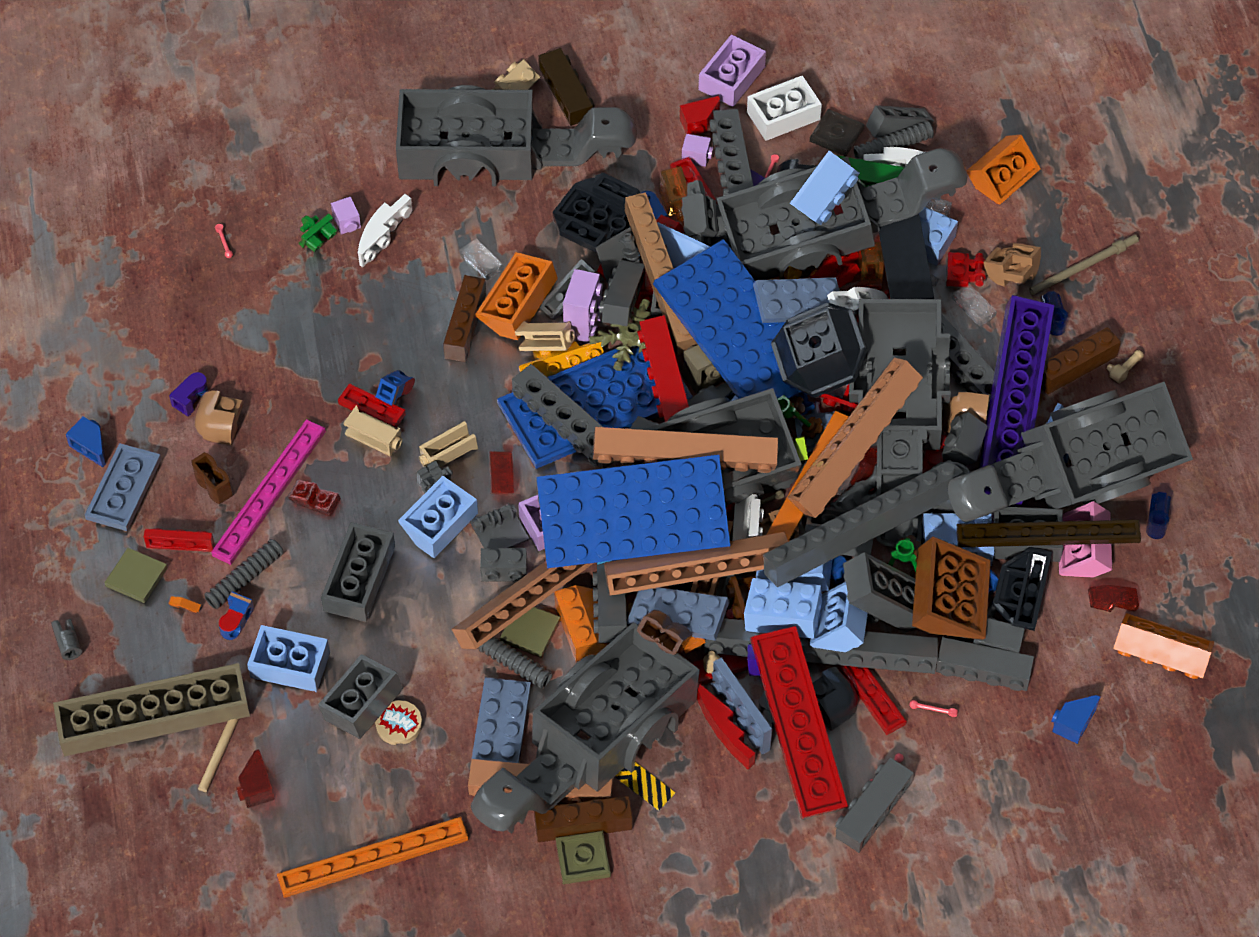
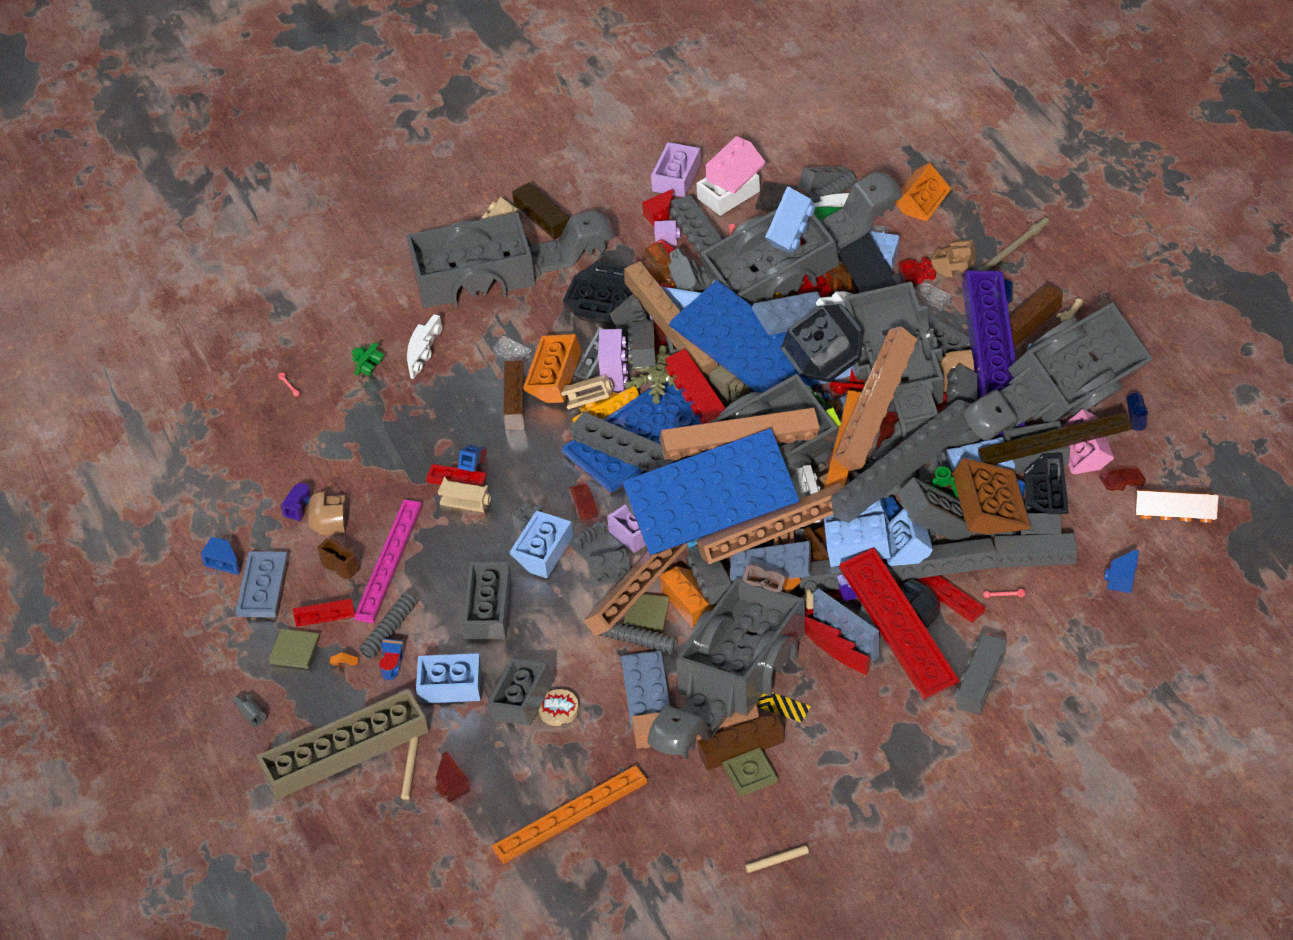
camera: 10 degrees left, 10 degrees down
(310, 496) = (426, 556): clear red slope -> none
(345, 215) = (388, 342): lavender brick -> none
(448, 446) = (532, 490): tan window -> none
(796, 85) = (734, 165): none -> bright pink slope

